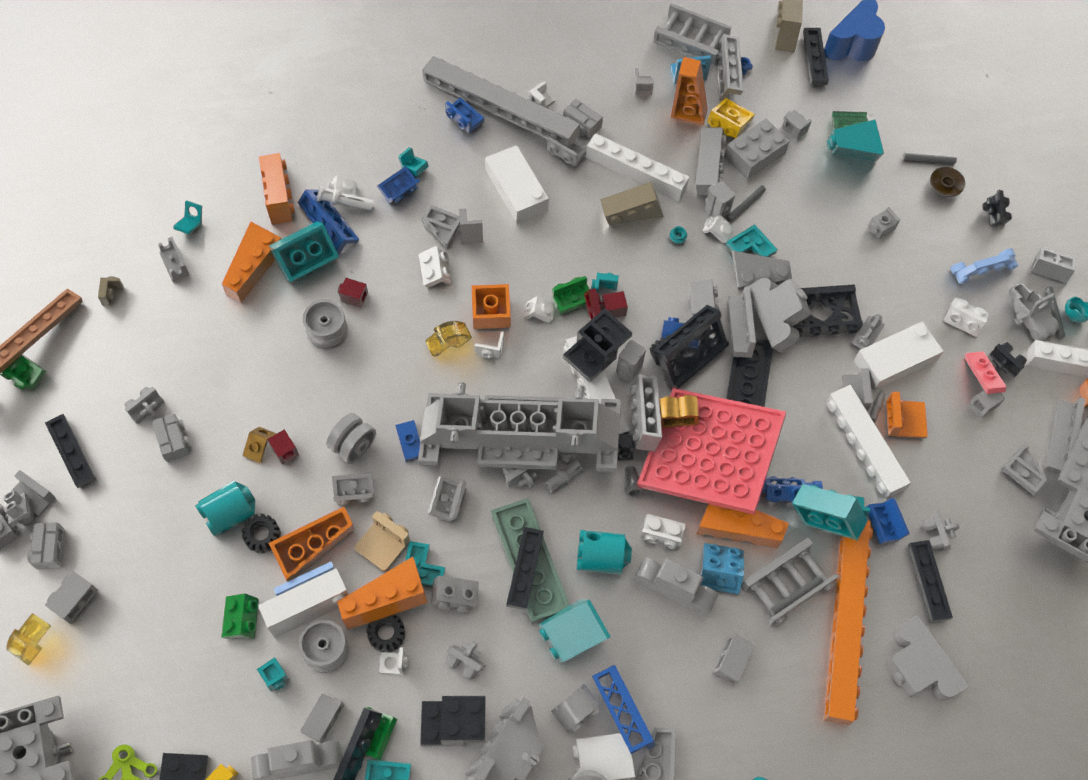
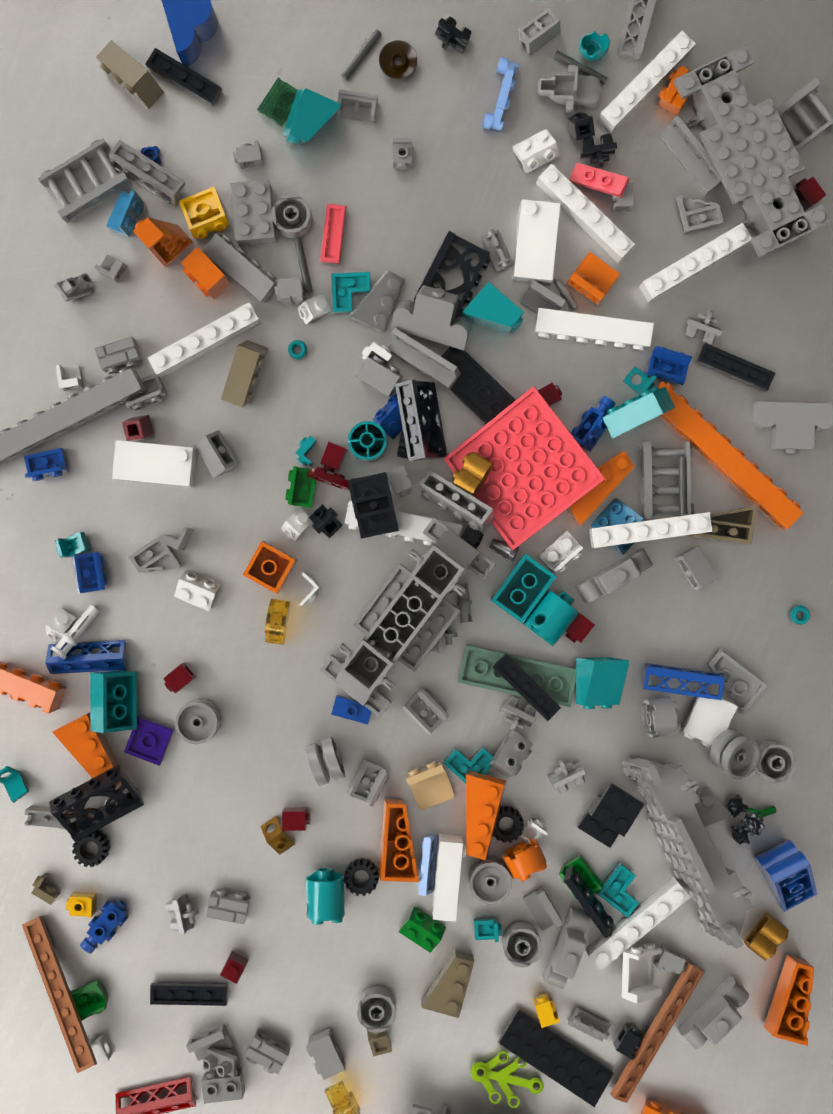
camera: 55 degrees left, 25 degrees up
(99, 350) = (105, 923): none -> blue brick
(108, 639) = (379, 1043): none -> dark tan bracket
(110, 324) = (86, 900): none -> yellow brick
(116, 472) = (234, 967): none -> dark red brick
(128, 616) = (374, 998): none -> light grey brick
(158, 298) = (87, 859): none -> black tyre
(184, 286) = (100, 785): none -> black fence
(198, 673) = (450, 987): none -> dark tan wedge
(266, 710) = (527, 953): none -> light grey brick
(284, 299) = (149, 741): none -> dark purple plate
(363, 664) = (524, 859): none -> orange brick
(492, 580) = (517, 717): none -> light grey hips
(536, 156) = (137, 427): none -> dark red brick
(553, 330) = (325, 521): none -> black brick
(555, 220) = (216, 454): none -> light grey brick
(607, 585) = (579, 628): none -> dark red brick
(609, 64) = (75, 287): none -> light grey hips
(611, 512) = (523, 588): none -> teal brick
(645, 318) = (367, 441): none -> teal cylinder
(686, 138) = (204, 271): none -> orange brick
(723, 293) = (383, 352): none -> white bracket
(739, 582) = (650, 530): none -> white brick
(775, 173) = (282, 211): none -> light grey brick
(785, 210) = (333, 234): none -> coral plate
(787, 439) = (551, 394): none -> dark red brick
(788, 657) = (732, 526): none -> dark tan wedge
(819, 351) = (494, 310): none -> teal slope
(891, 174) = (357, 105): none -> light grey hinge
(950, 380) = (584, 213): none -> white brick
(985, 490) = (695, 262): none -> white brick
(1013, 334) = (580, 122): none -> black brick

